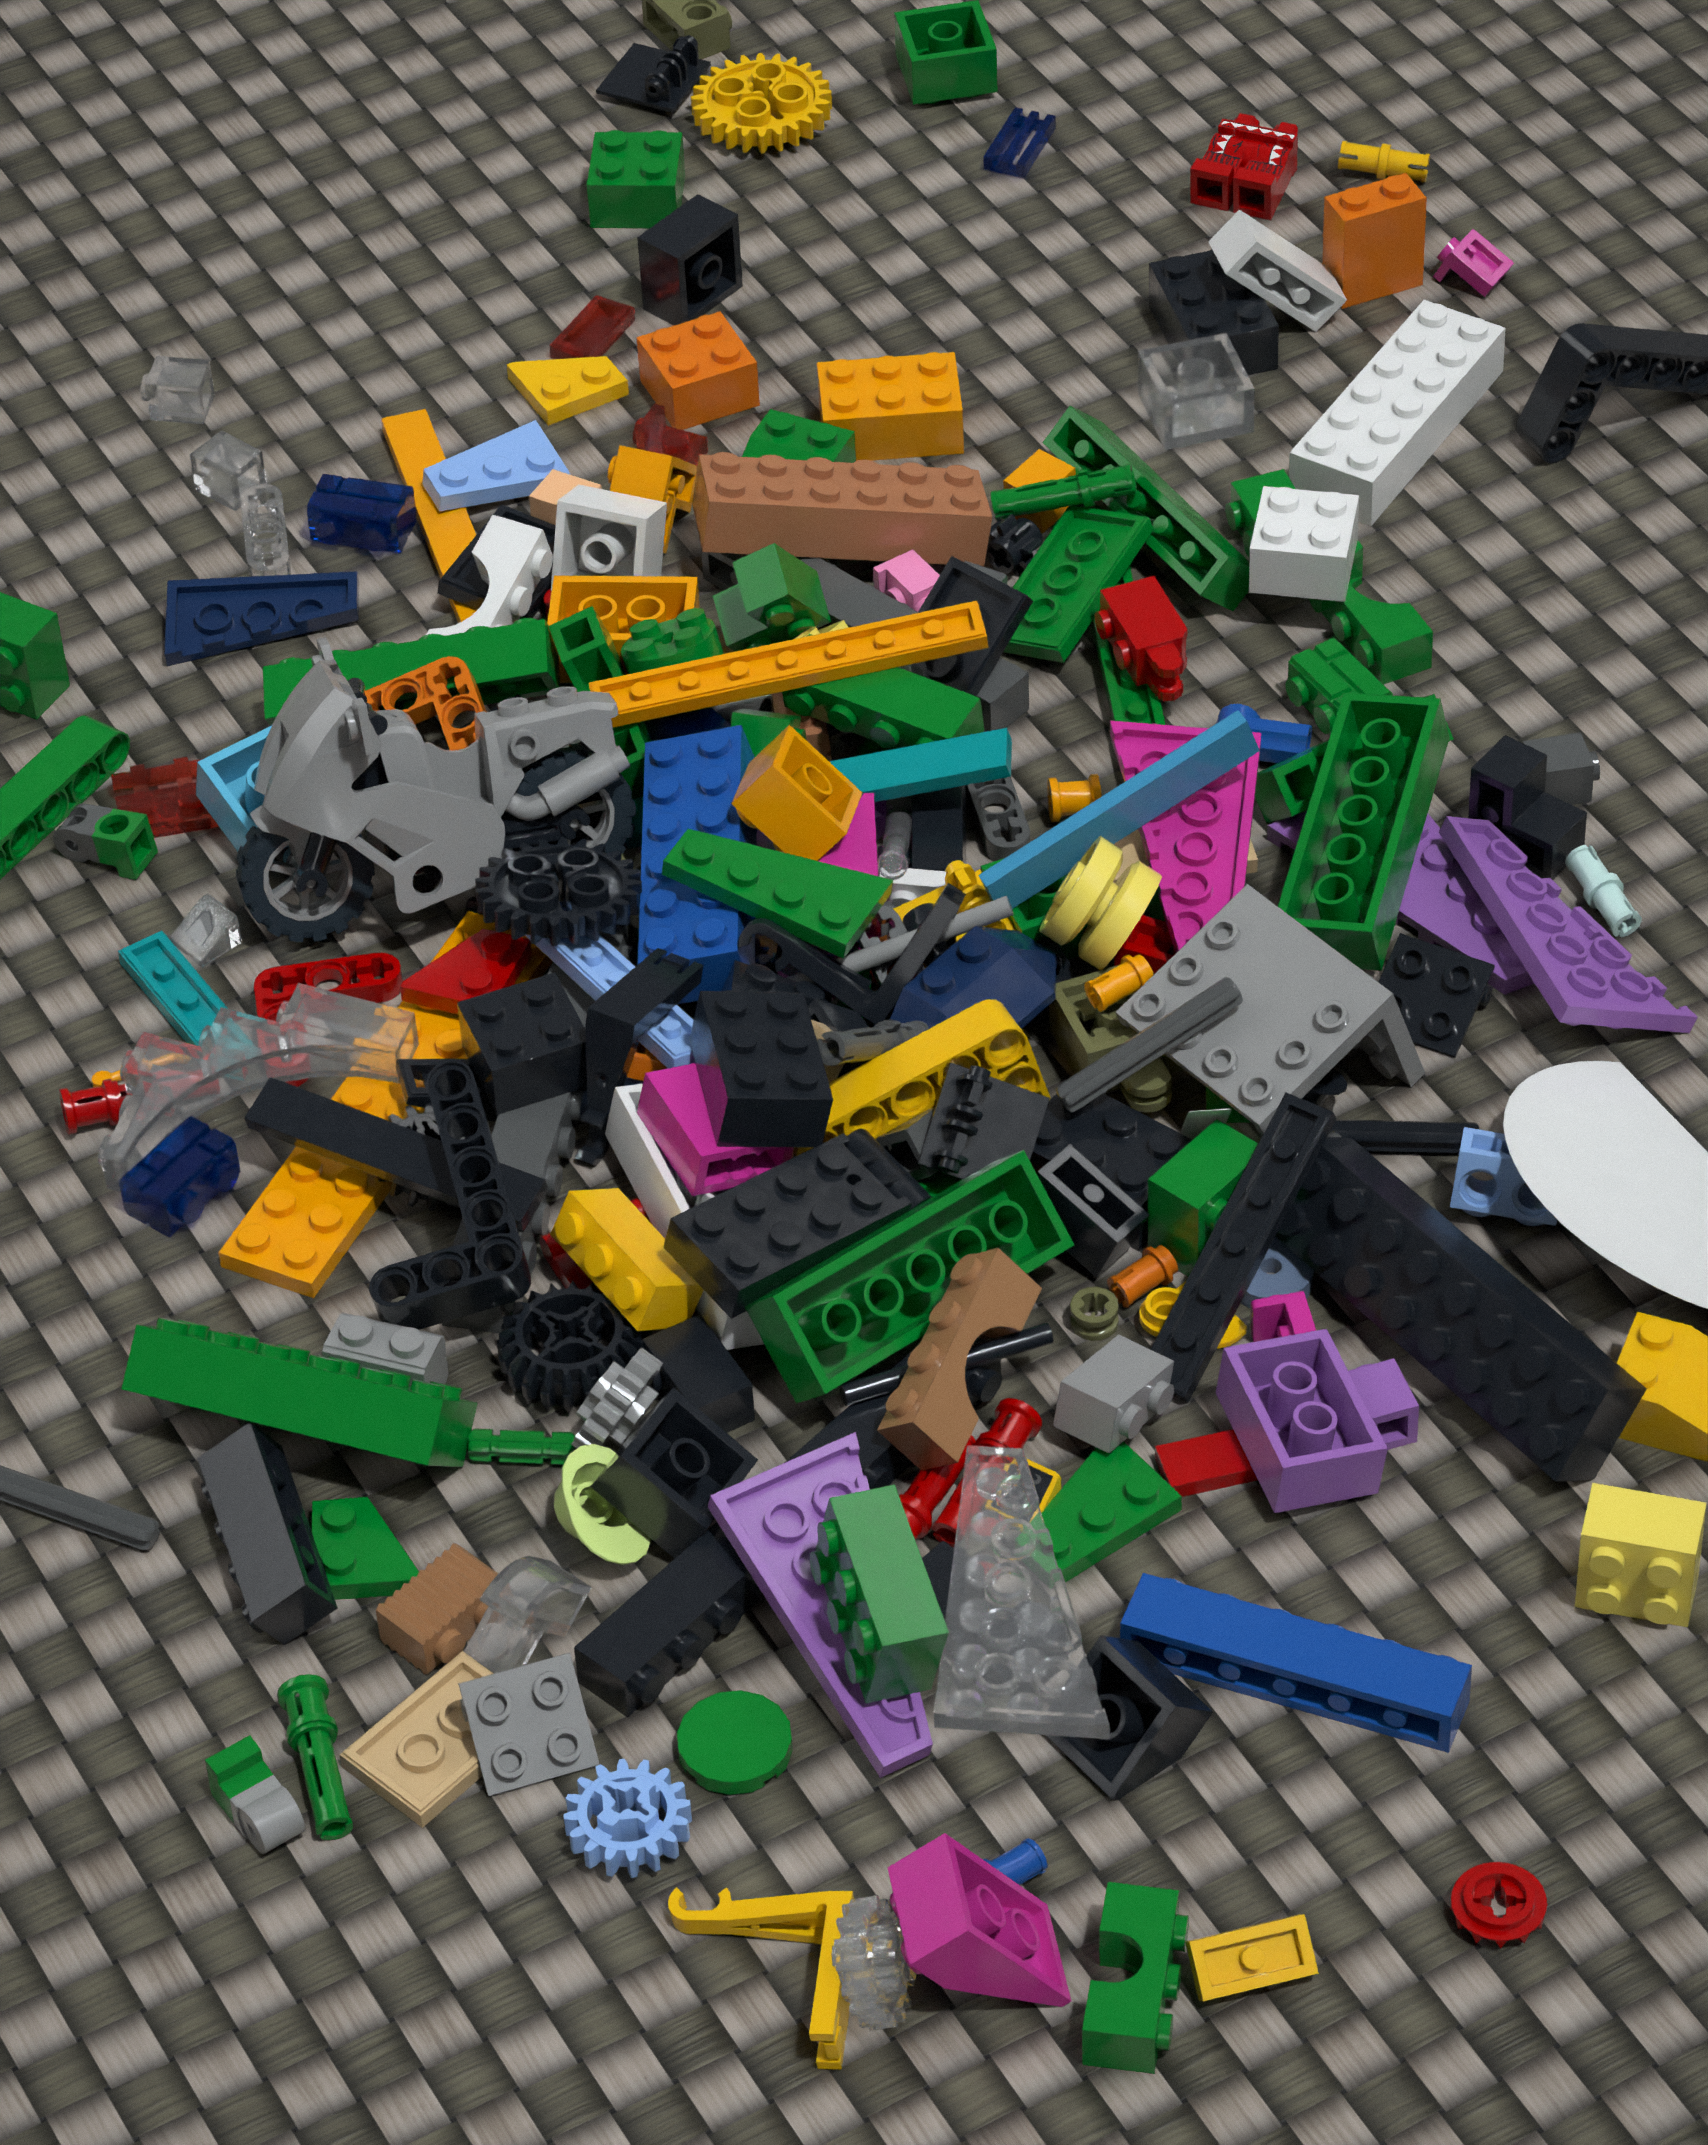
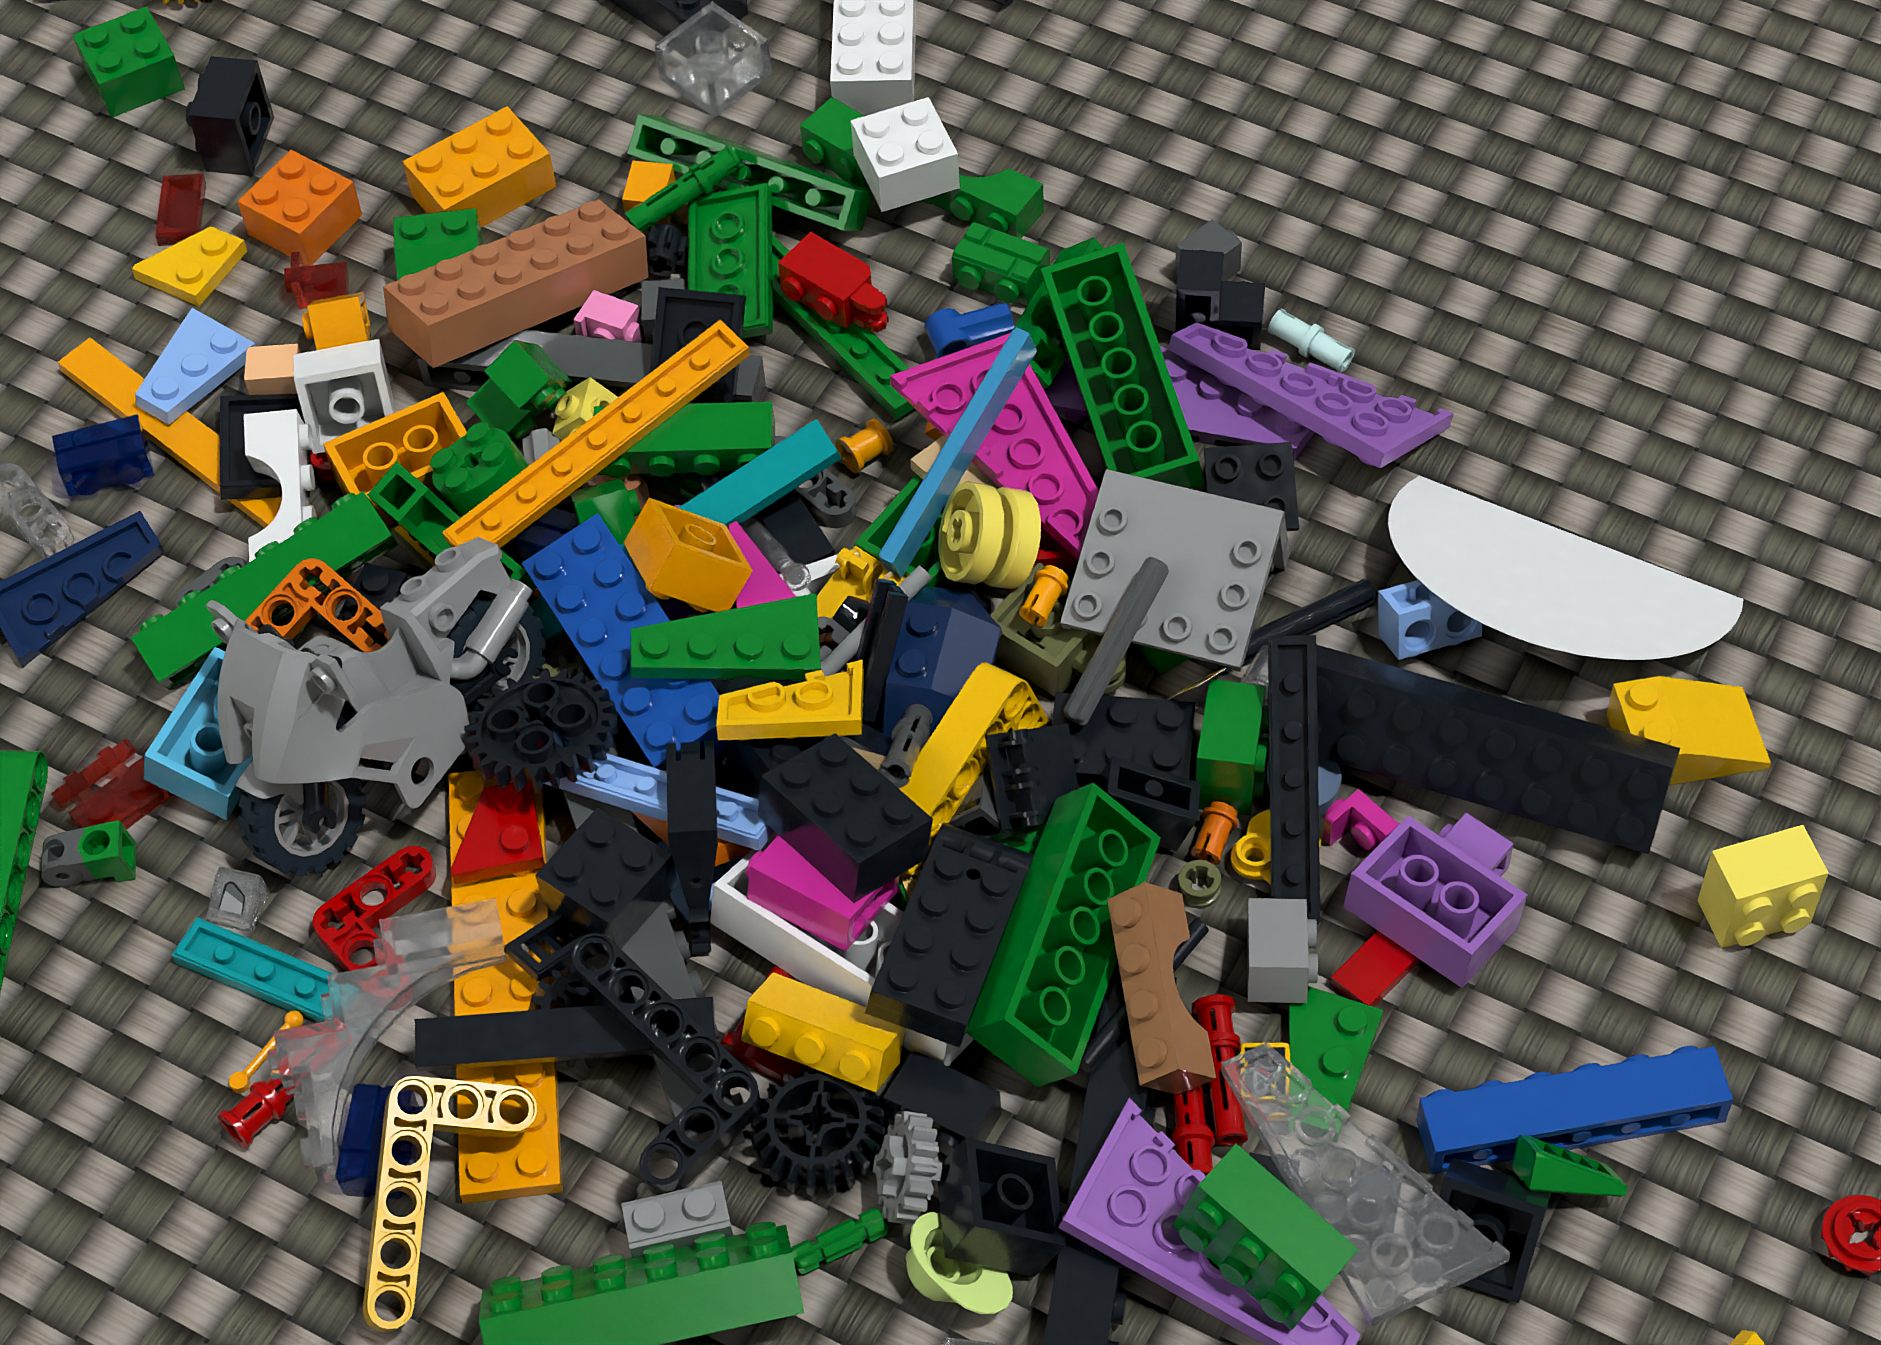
camera: 30 degrees left, 10 degrees up
(181, 1204) = (413, 1178): none -> yellow beam
(773, 959) = (803, 709): none -> yellow wing
(1232, 1697) = (1558, 1170): none -> green slope

